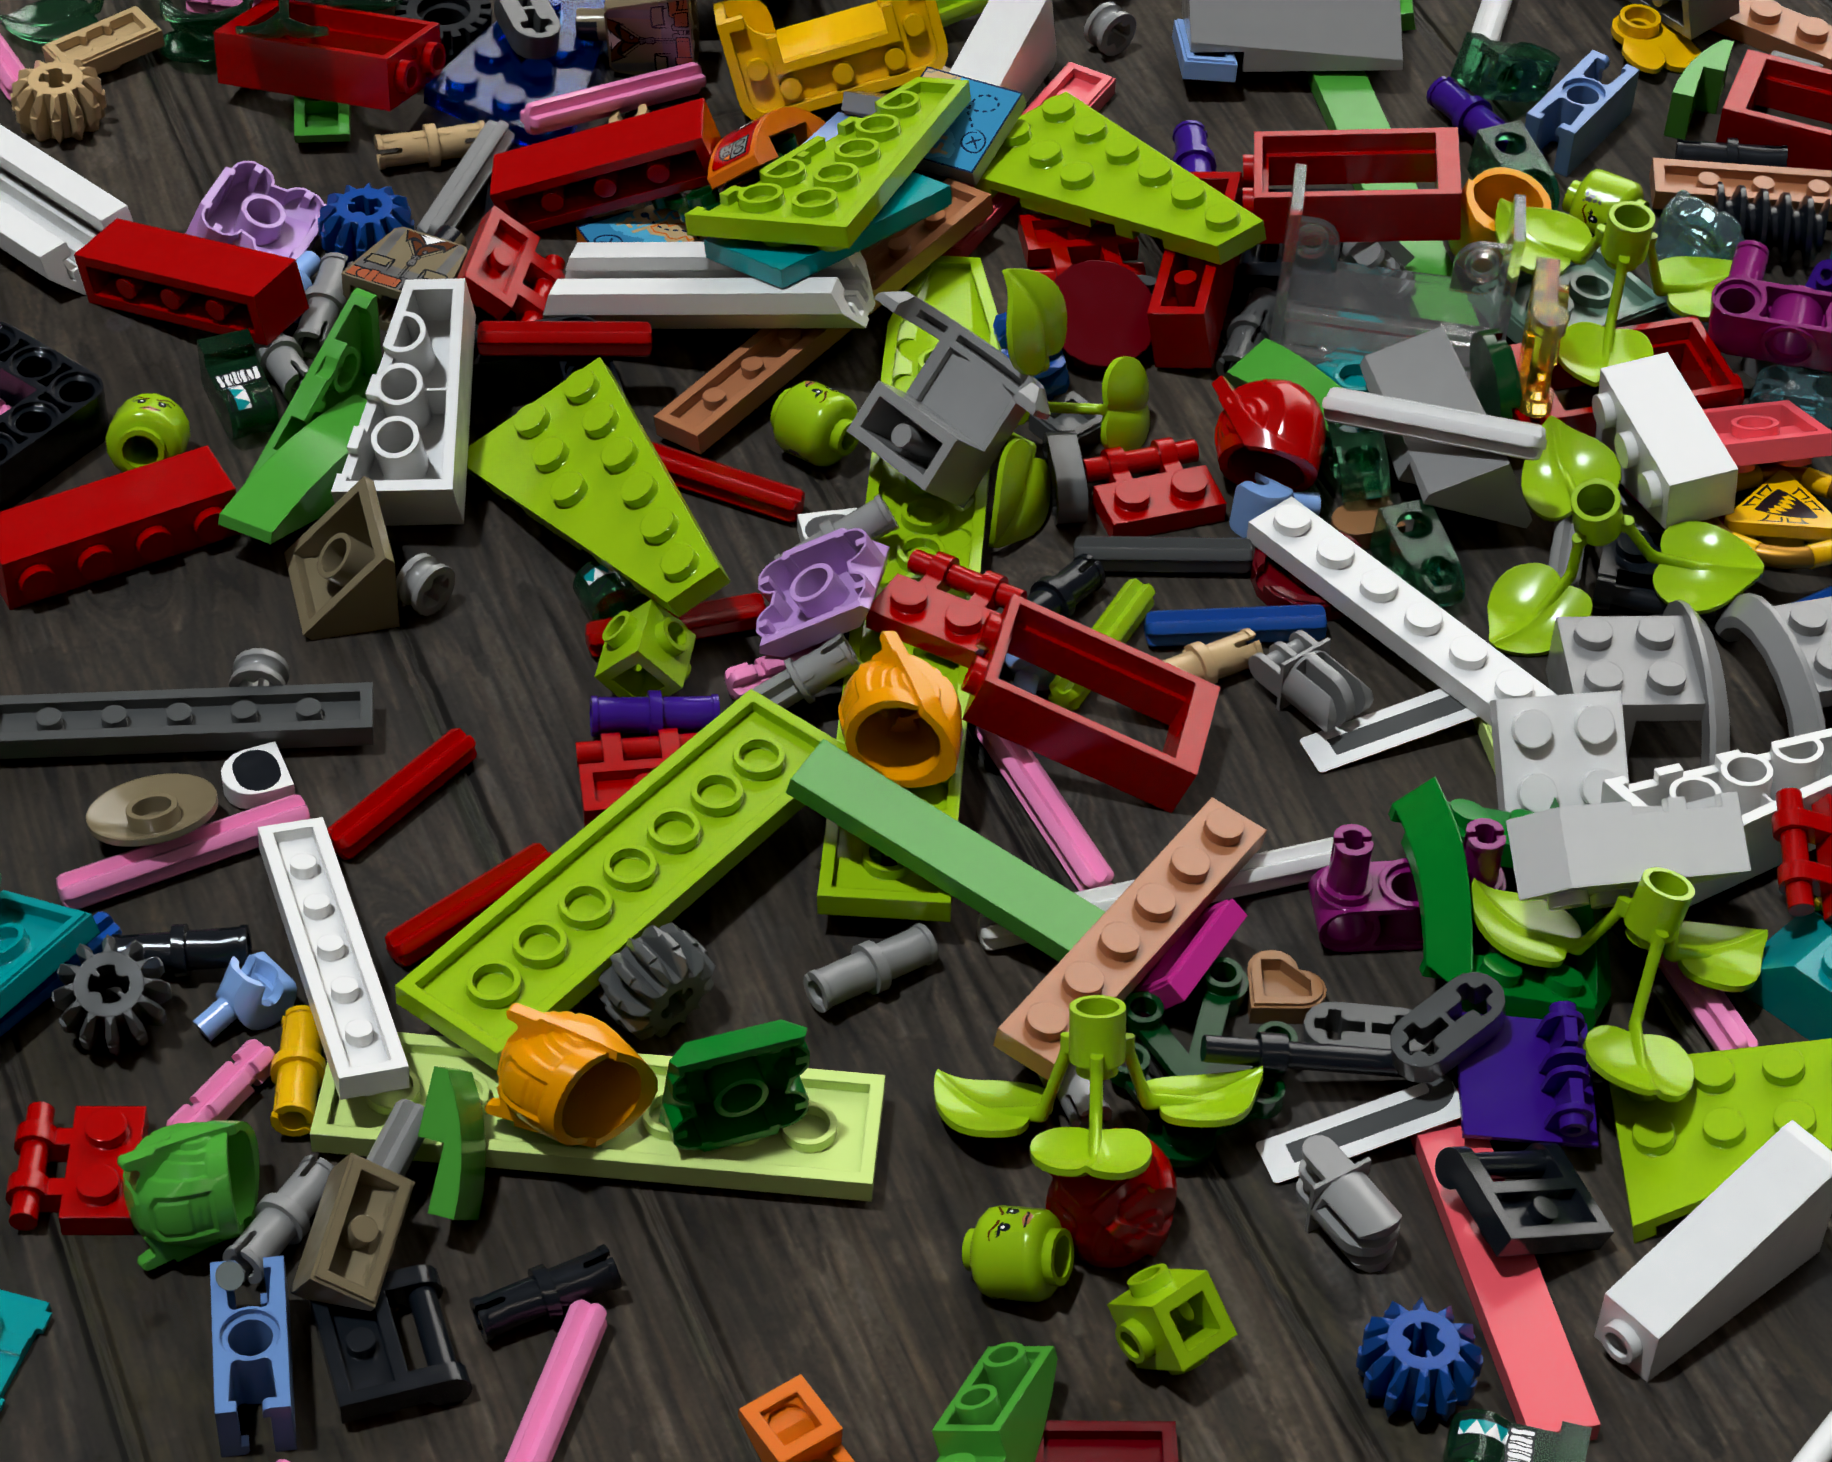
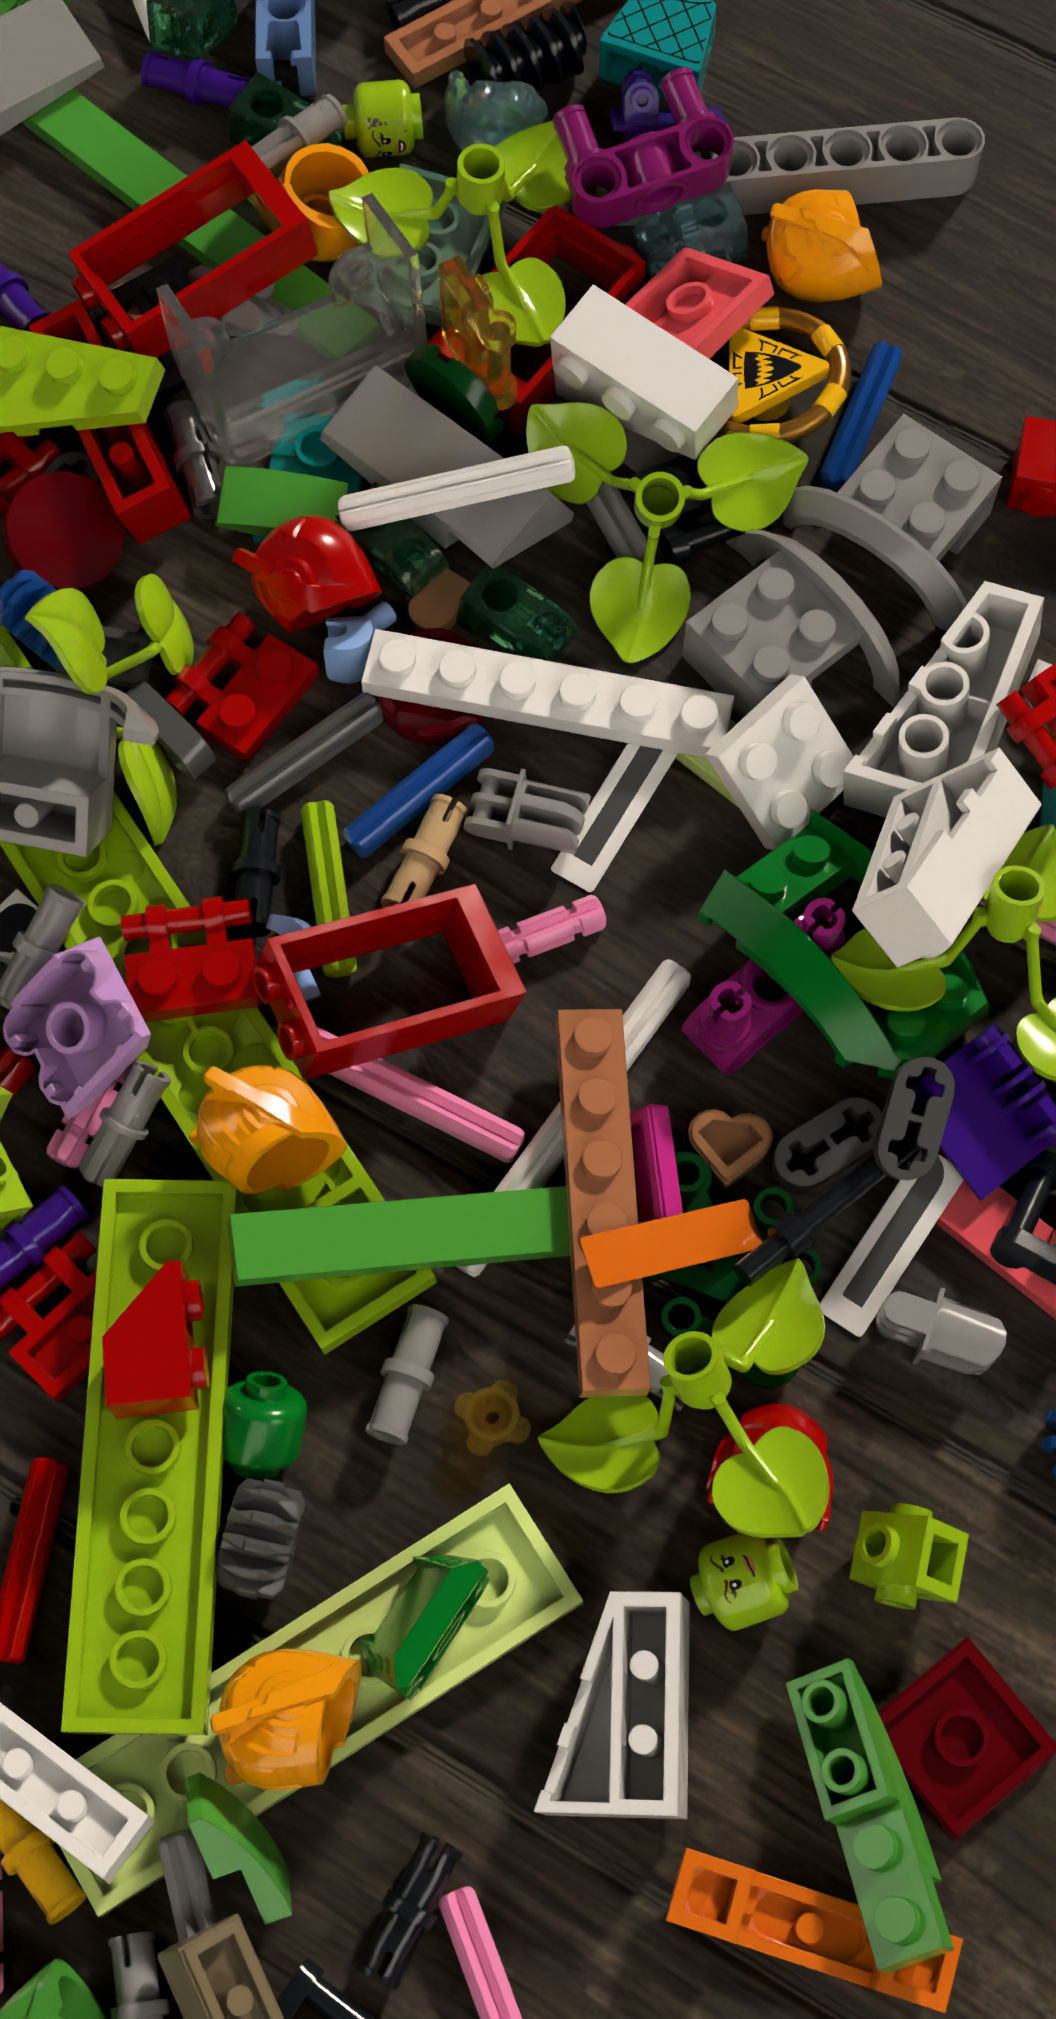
camera: 35 degrees left, 25 degrees up
(688, 790) = (152, 1351): none -> red slope
(727, 915) = (262, 1425): none -> green head
(837, 1276) = (630, 1716): none -> white wedge
(913, 1037) = (498, 1399): none -> clear yellow plate
(1158, 986) = (670, 1243): none -> orange sticker
(1259, 769) = (554, 928): none -> bright pink axle
(1544, 168) = (300, 131): none -> light grey axle

